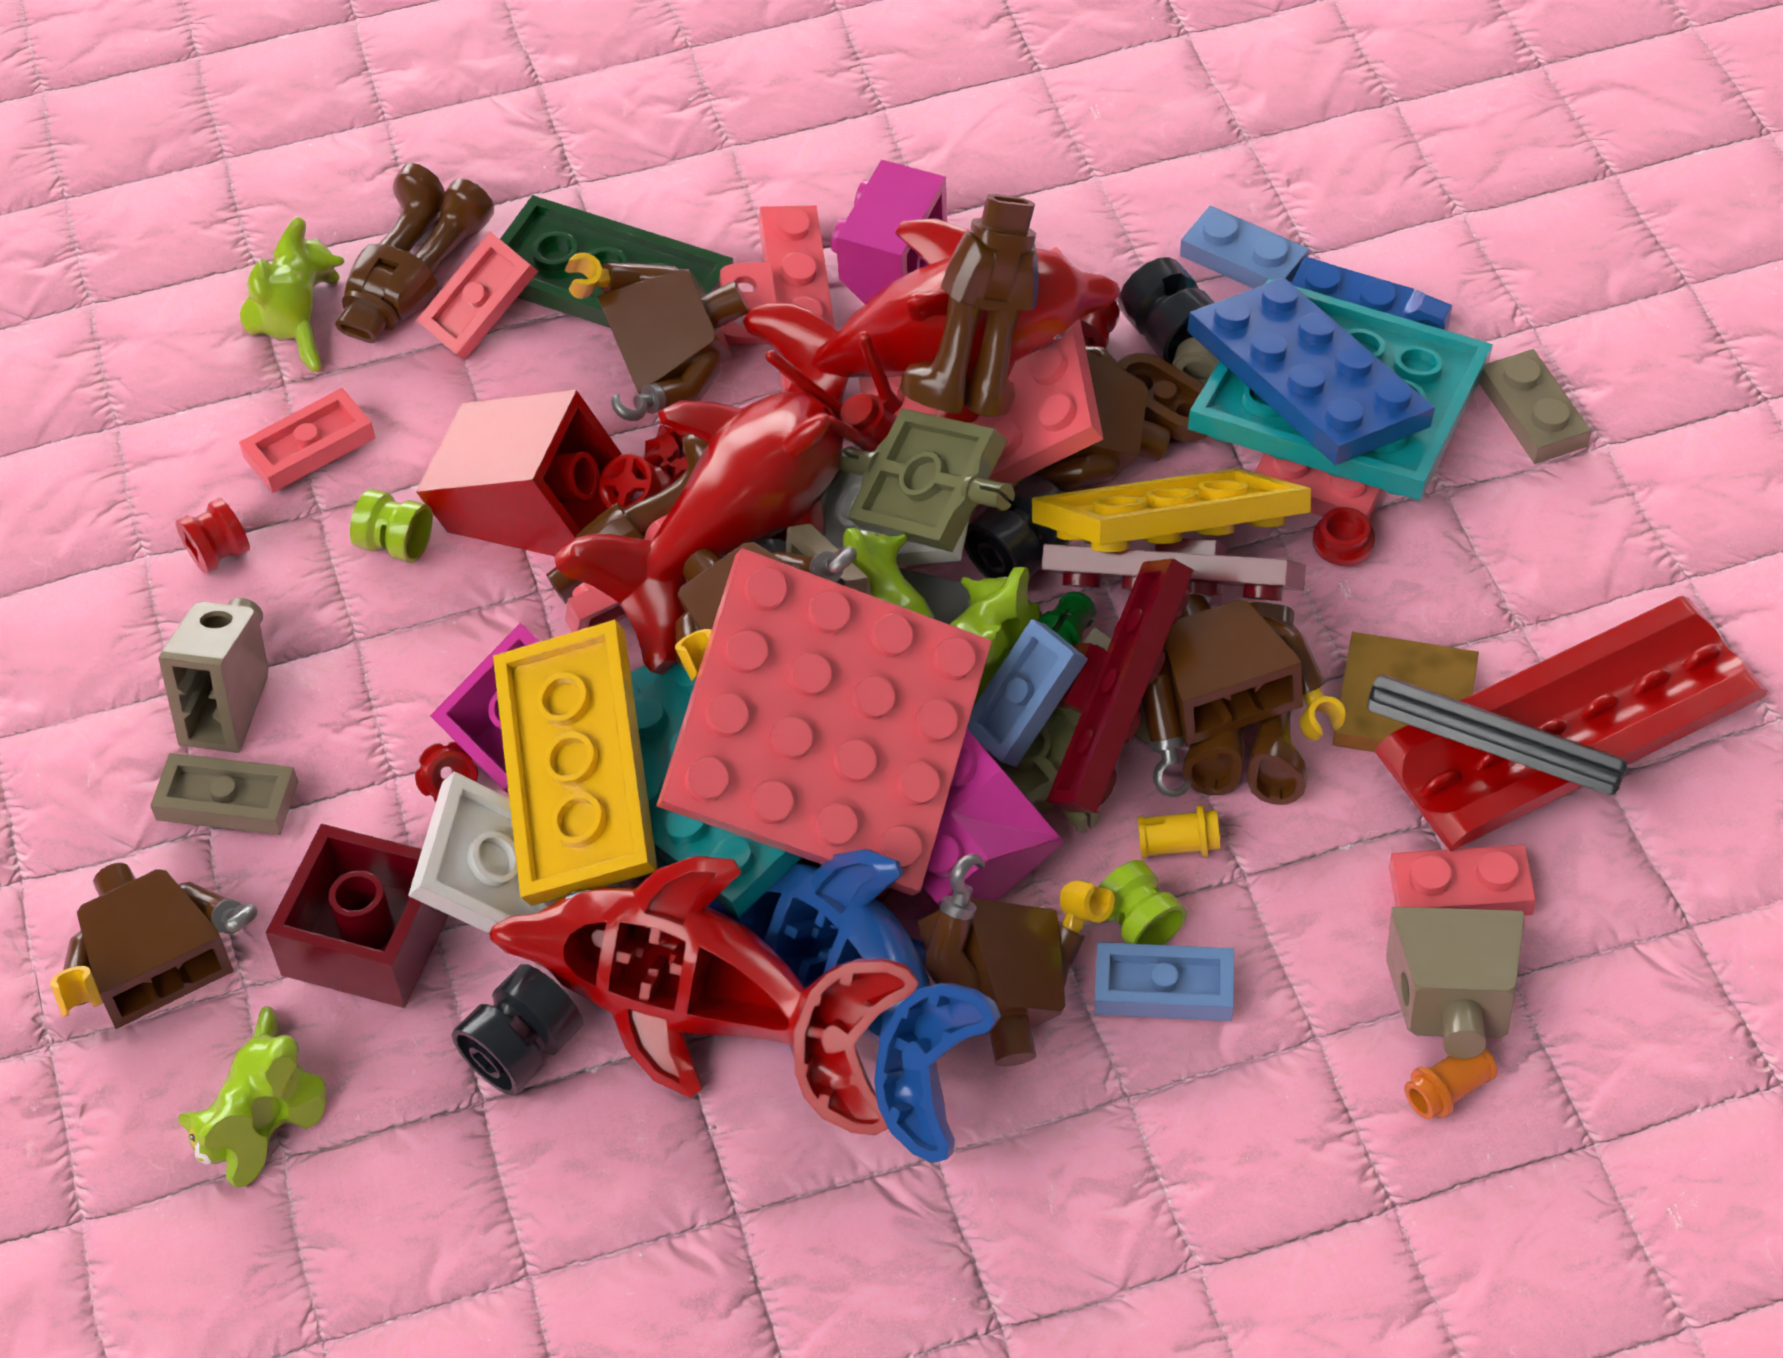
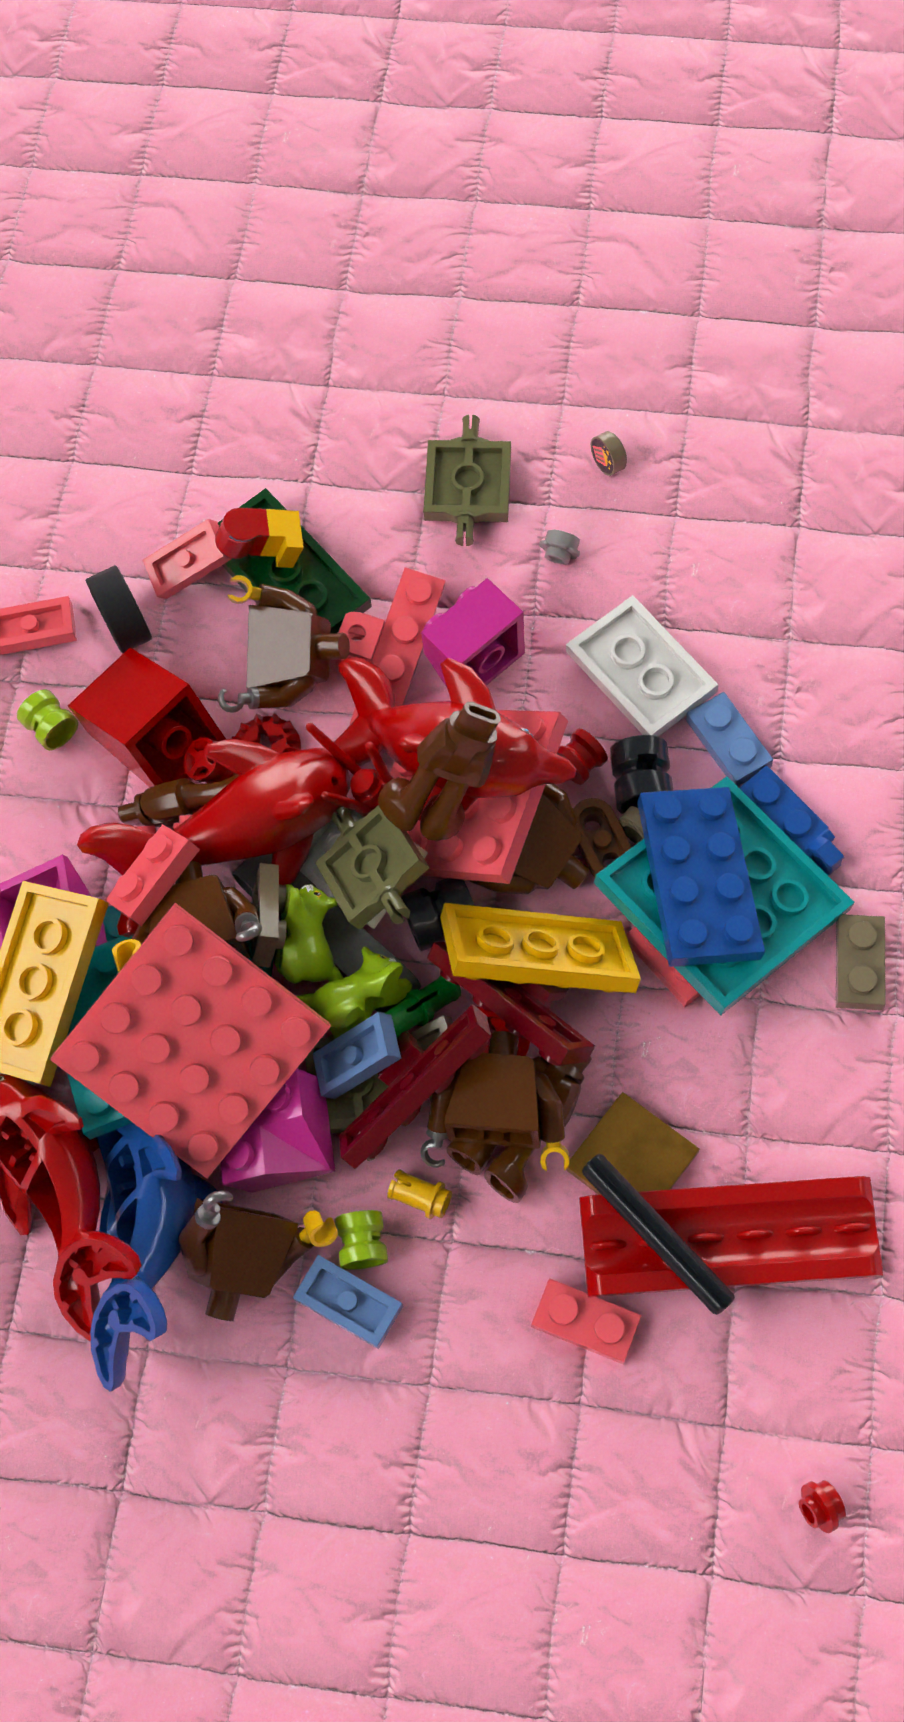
camera: 30 degrees right, 15 degrees up
(283, 291) = (68, 502): lime animal -> none
(391, 281) = (139, 522): reddish brown piece -> none
(422, 369) = (118, 608): none -> black tyre
(568, 225) = (261, 534): none -> leg
(669, 571) = (152, 874): none -> coral plate
(776, 110) = (467, 480): none -> olive plate
(928, 29) = (608, 453): none -> dark tan tile
(928, 135) = (560, 546): none -> light grey plate
(1105, 214) = (641, 668): none -> white plate
(1343, 537) = (661, 1012): red plate -> none
(1437, 1088) = (490, 1467): orange pin -> none
(1455, 973) = (534, 1398): dark tan torso -> none

